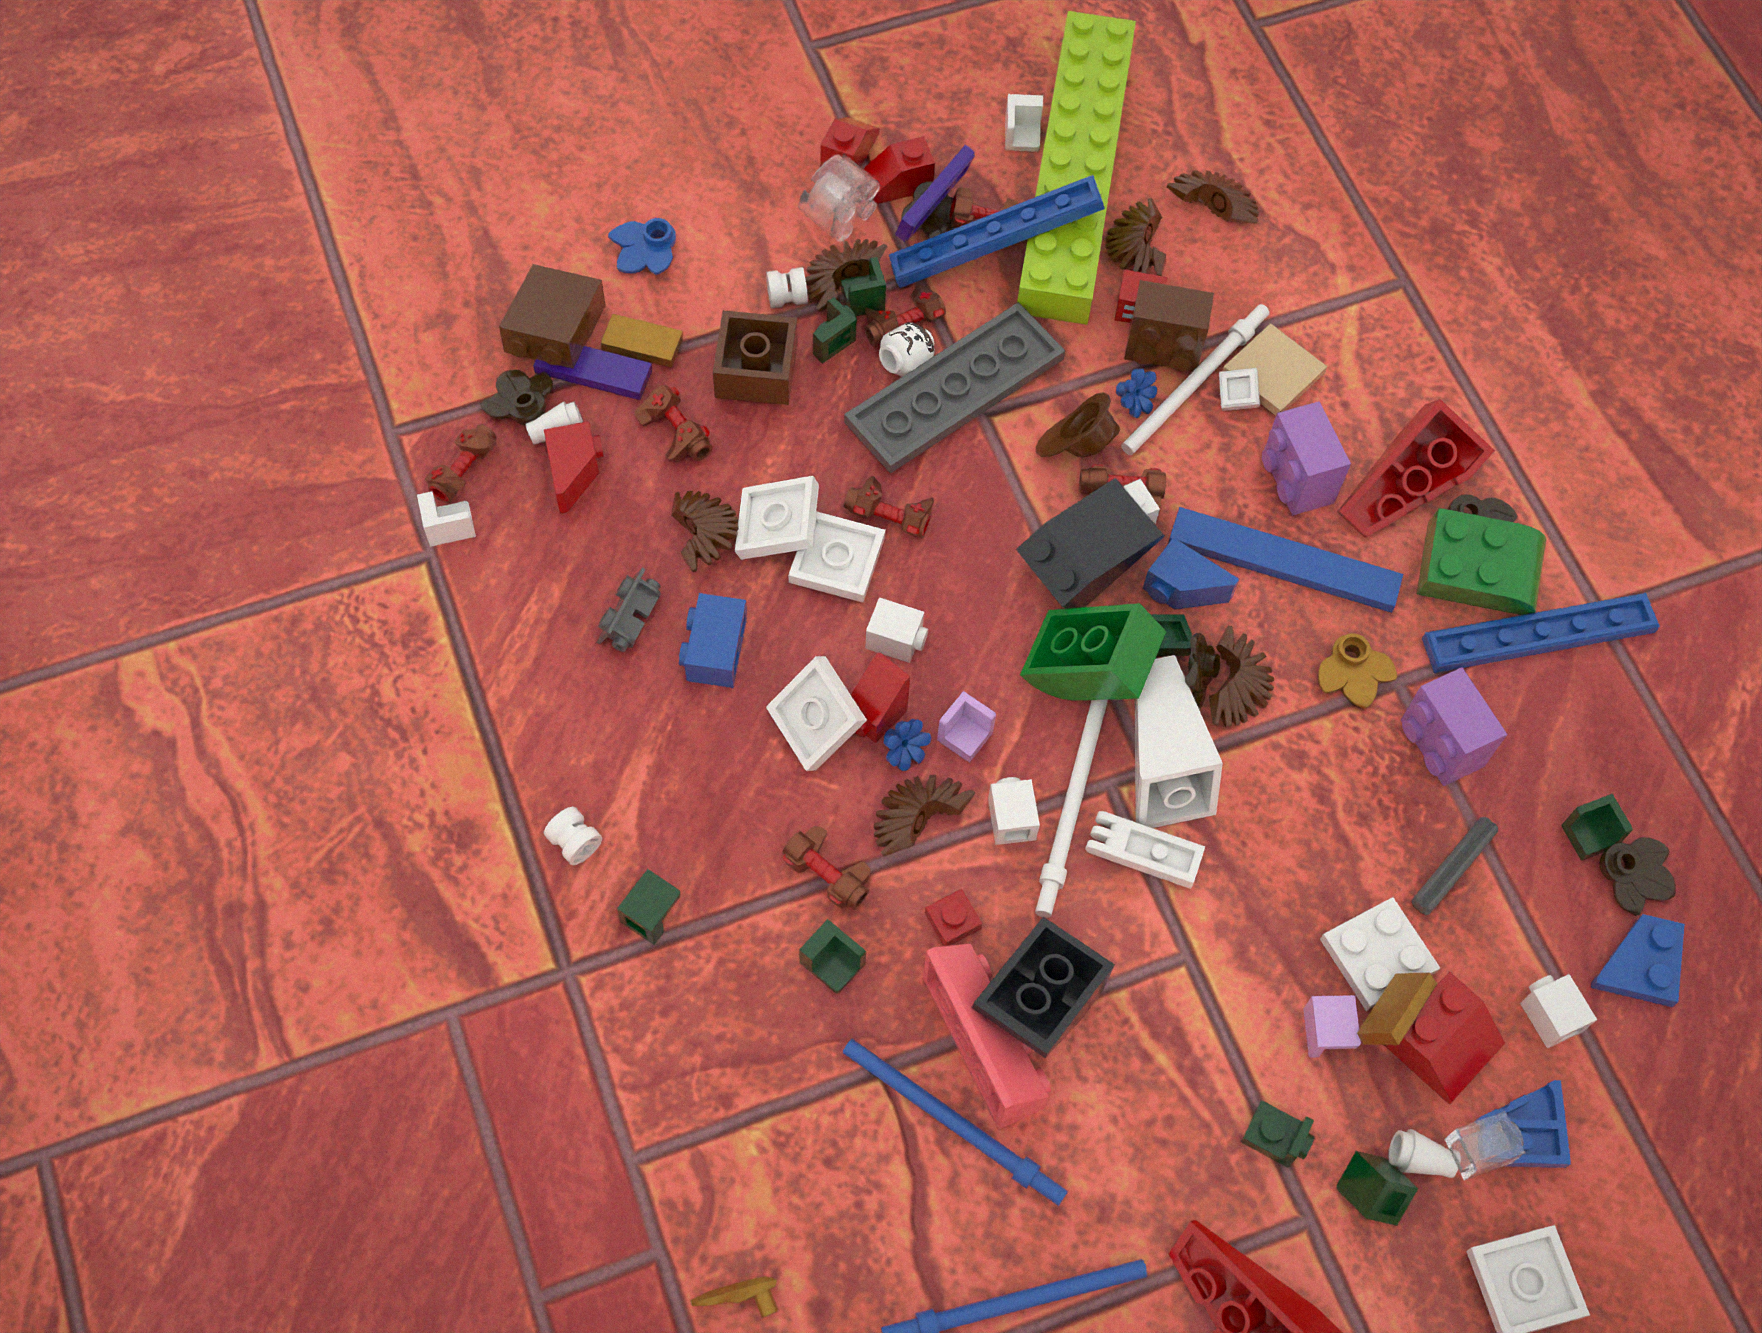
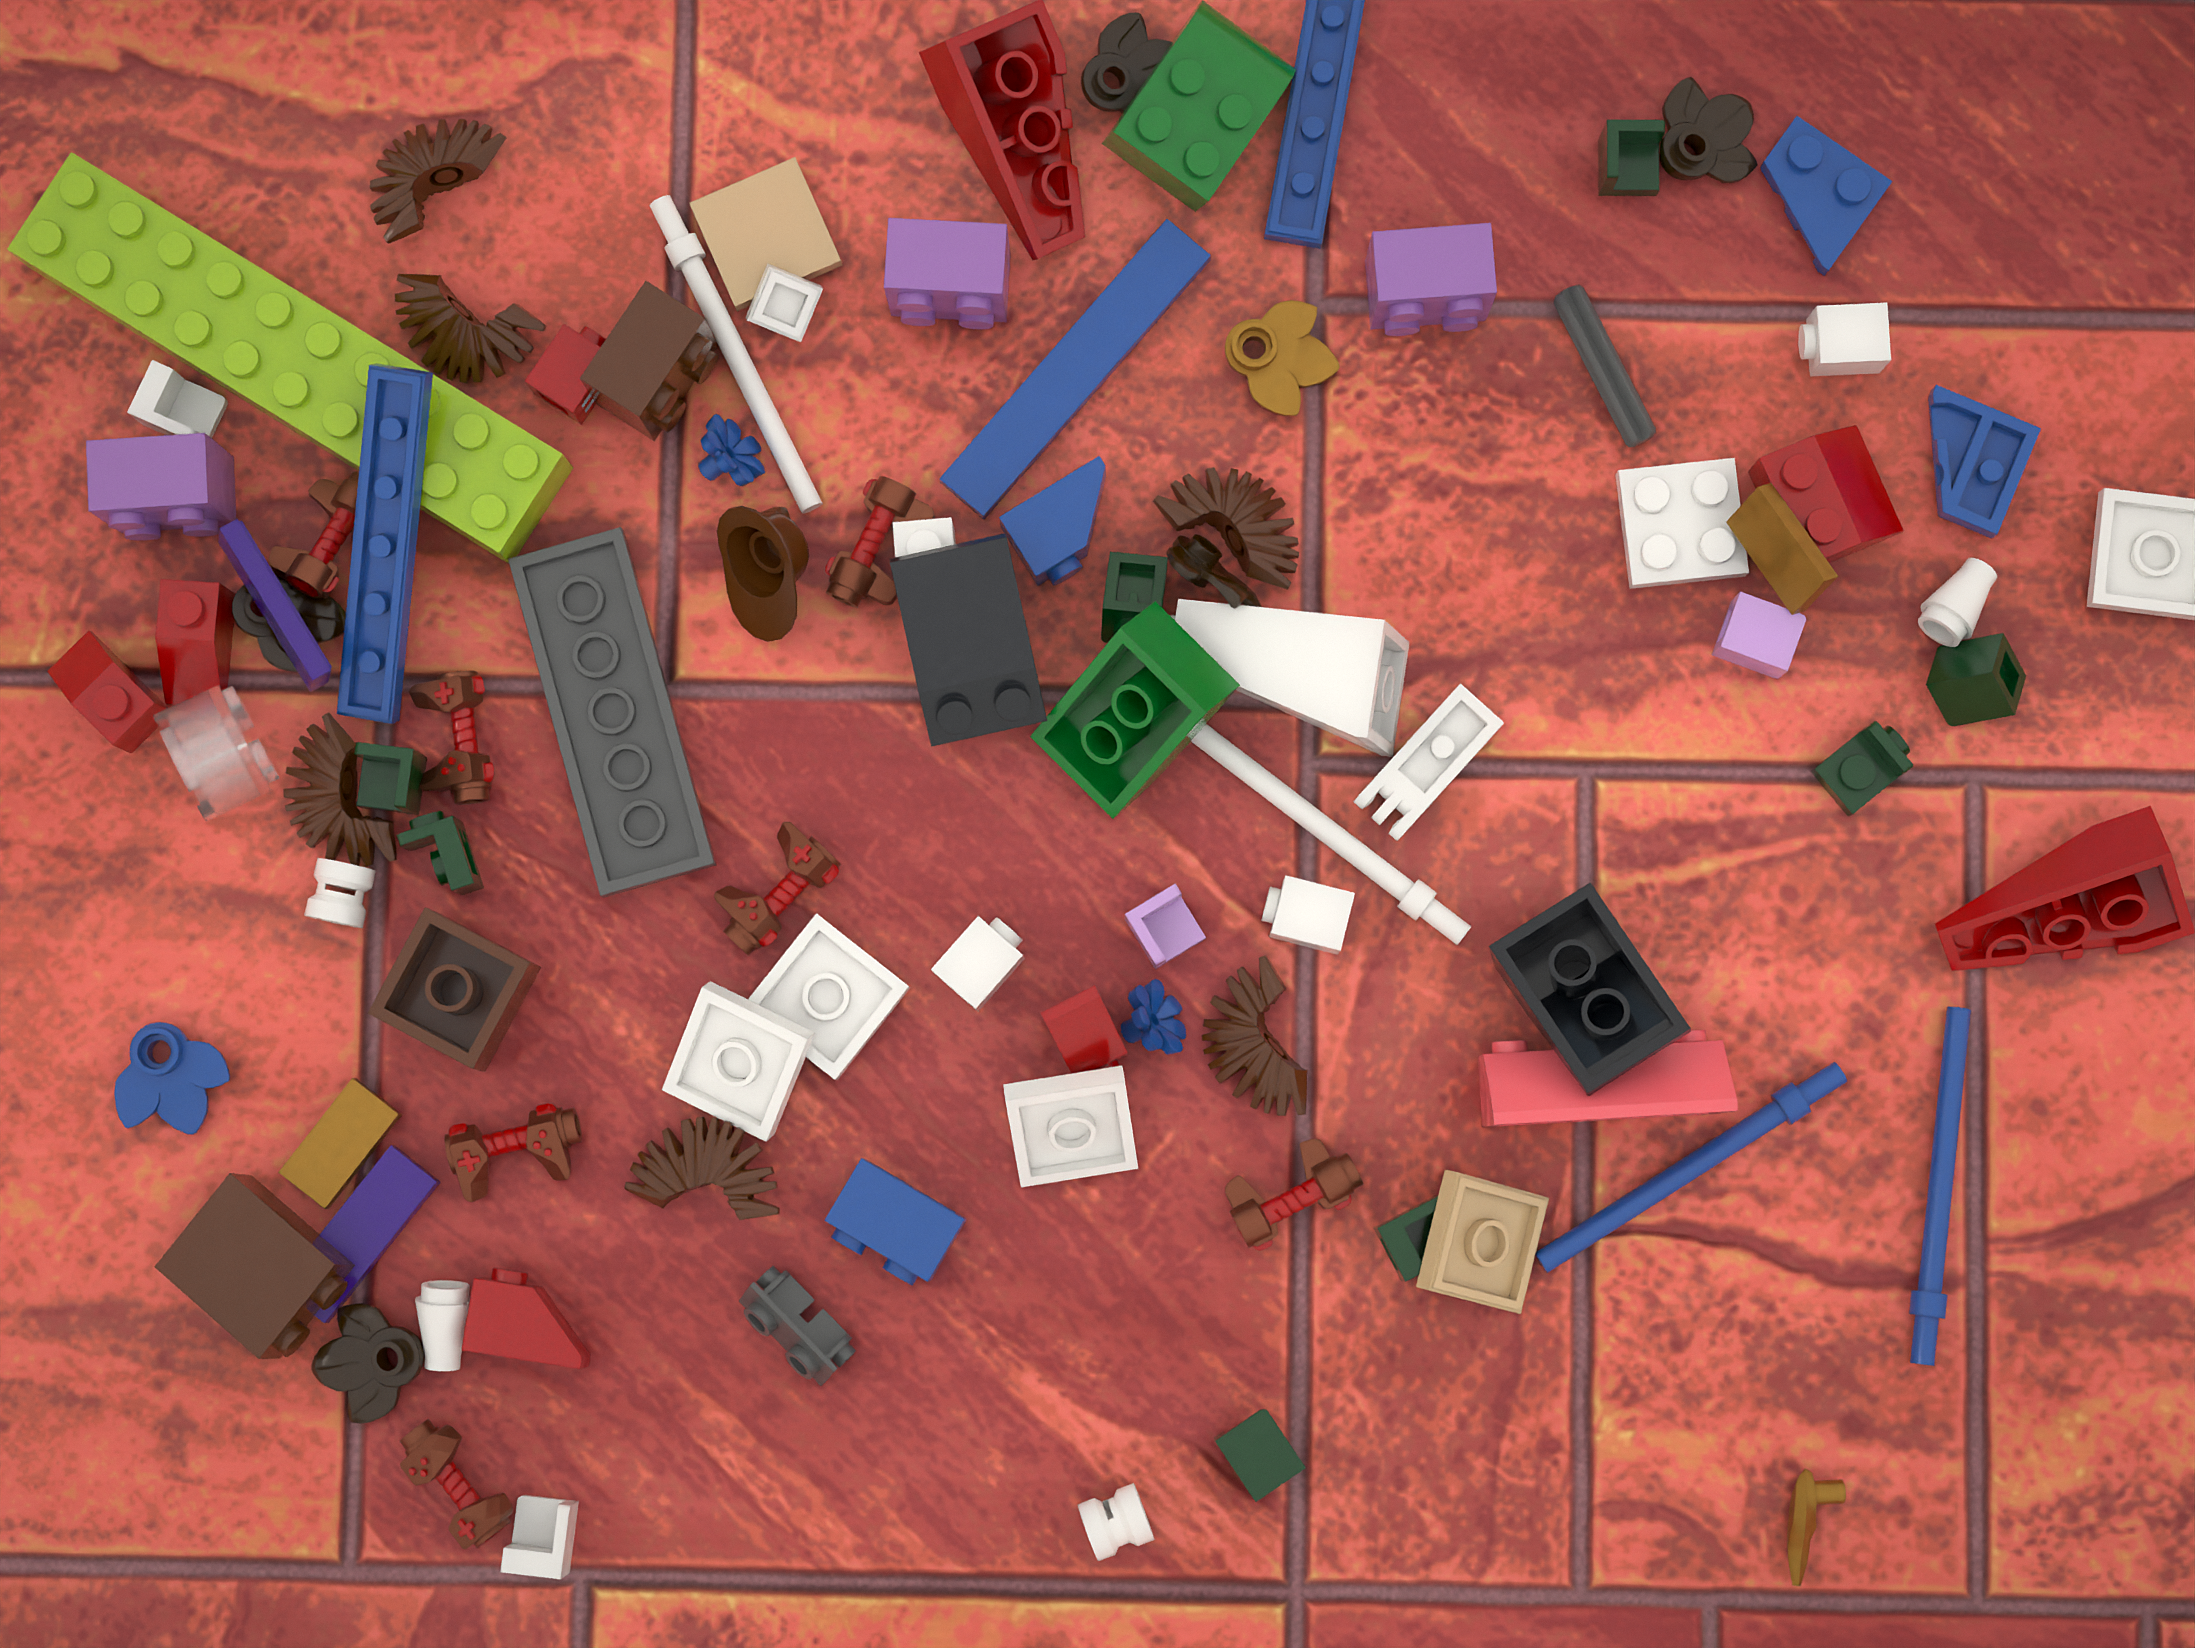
camera: 60 degrees left, 20 degrees up
(846, 994) = (1482, 1241): none -> tan tile
(906, 348) = (523, 757): white head -> none
(953, 918) = (1422, 1055): red plate -> none
(978, 118) = (161, 484): none -> medium lavender brick
(1485, 1145) = (1990, 525): clear brick -> none

